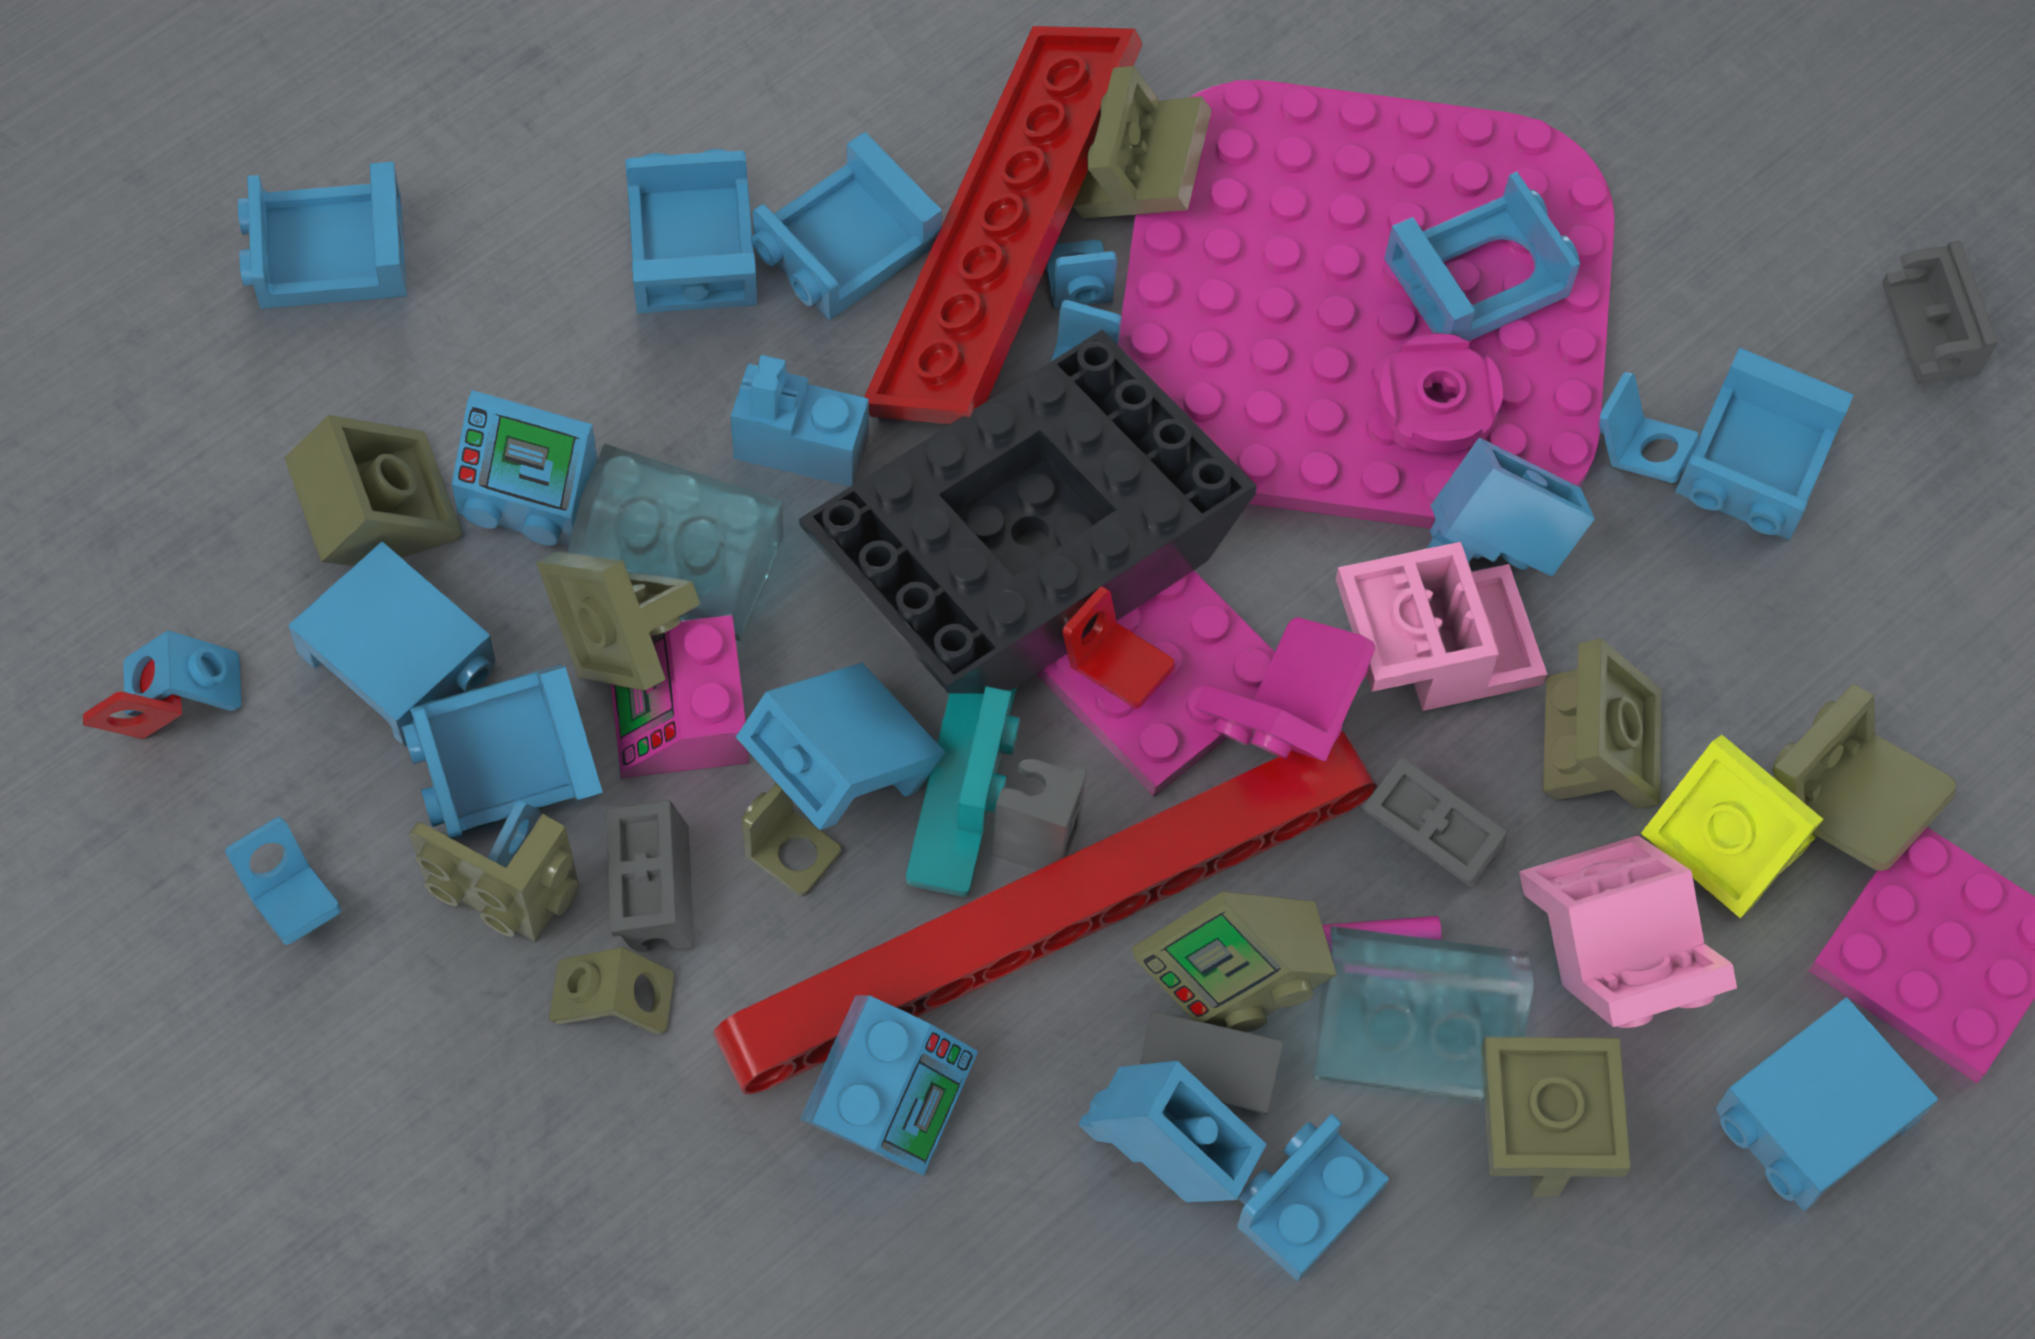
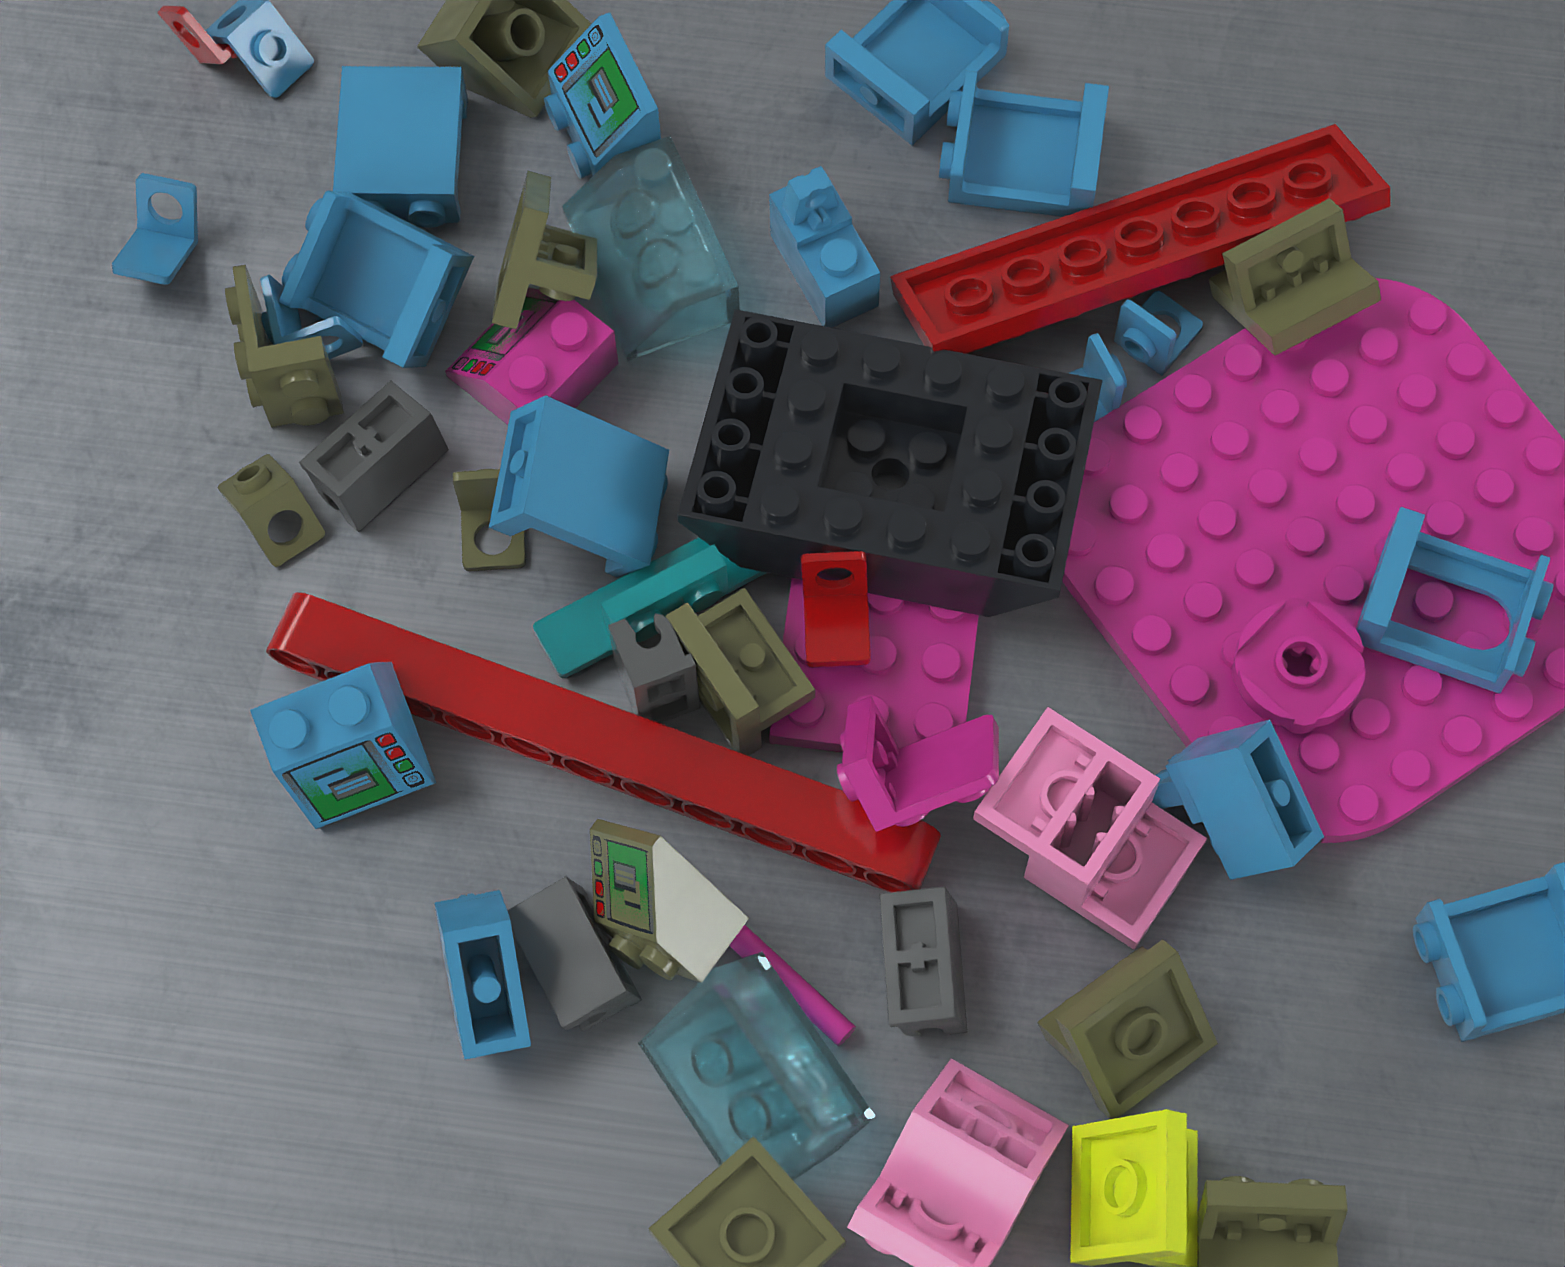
camera: 55 degrees right, 5 degrees up
(1113, 745) = (741, 669): none -> olive bracket
(1309, 1197) = (534, 1115): dark azure bracket -> none
(1629, 432) = (1427, 832): dark azure bracket -> none

